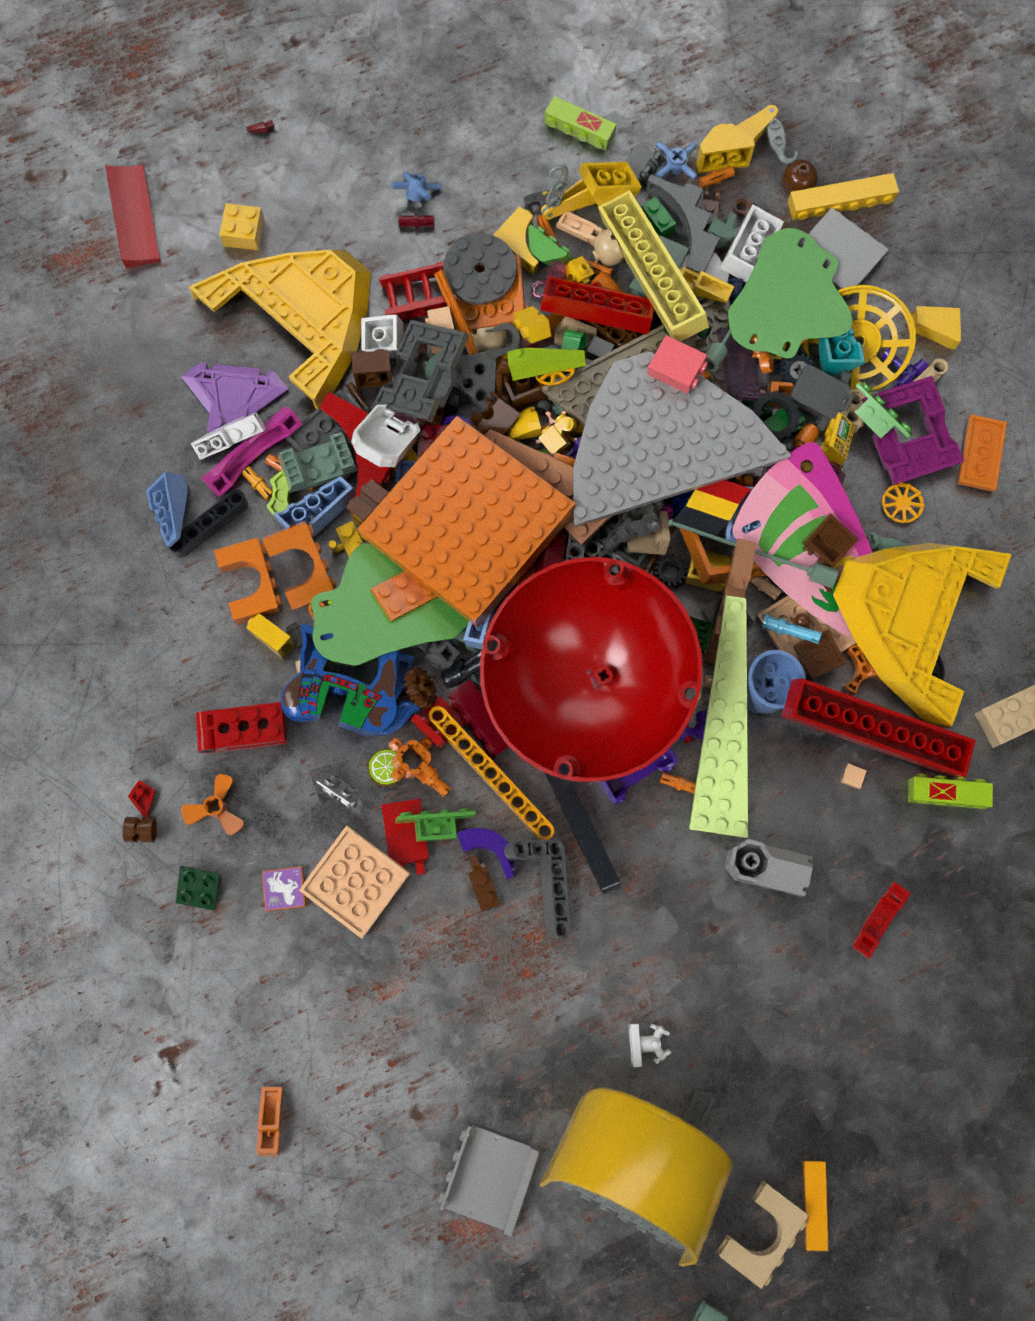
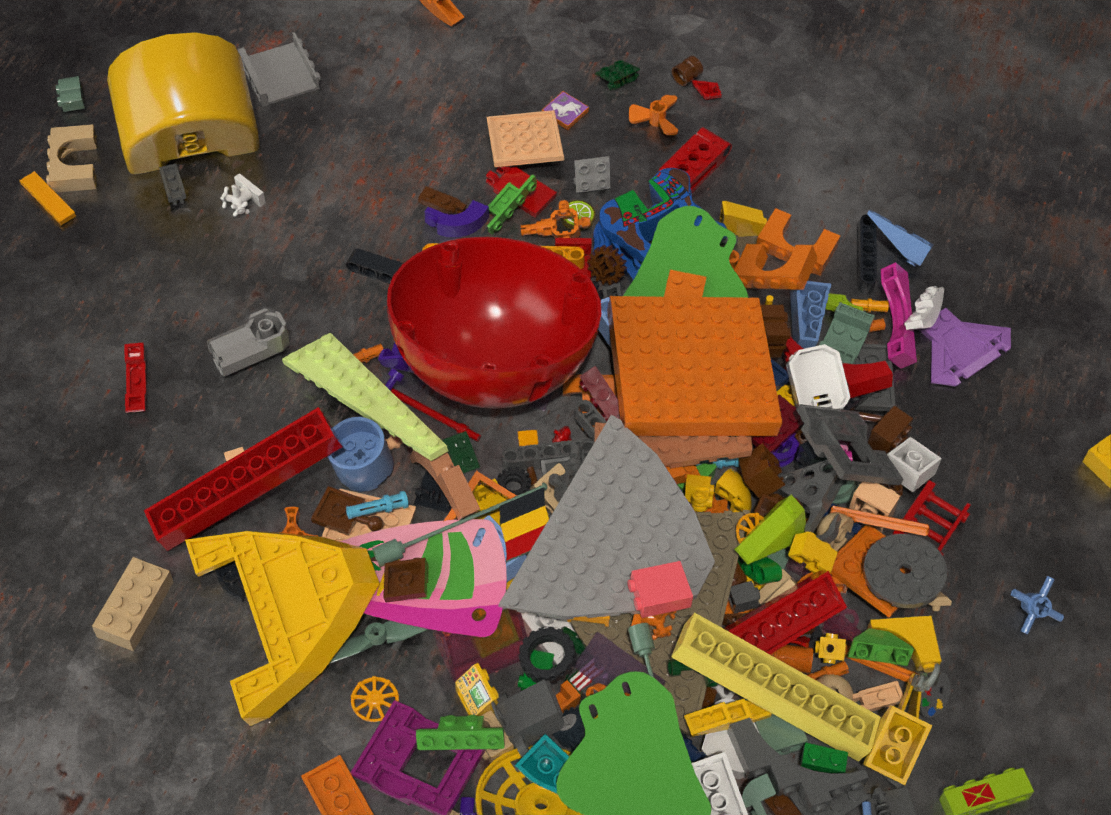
camera: 135 degrees right, 20 degrees down
(313, 297) = (993, 452): yellow piece -> none
(416, 221) = (1004, 585): dark red pin -> none
(549, 879) = (397, 231): dark grey beam -> none
(807, 434) = (506, 679): orange brick -> none
(950, 792) = (130, 512): lime brick -> none

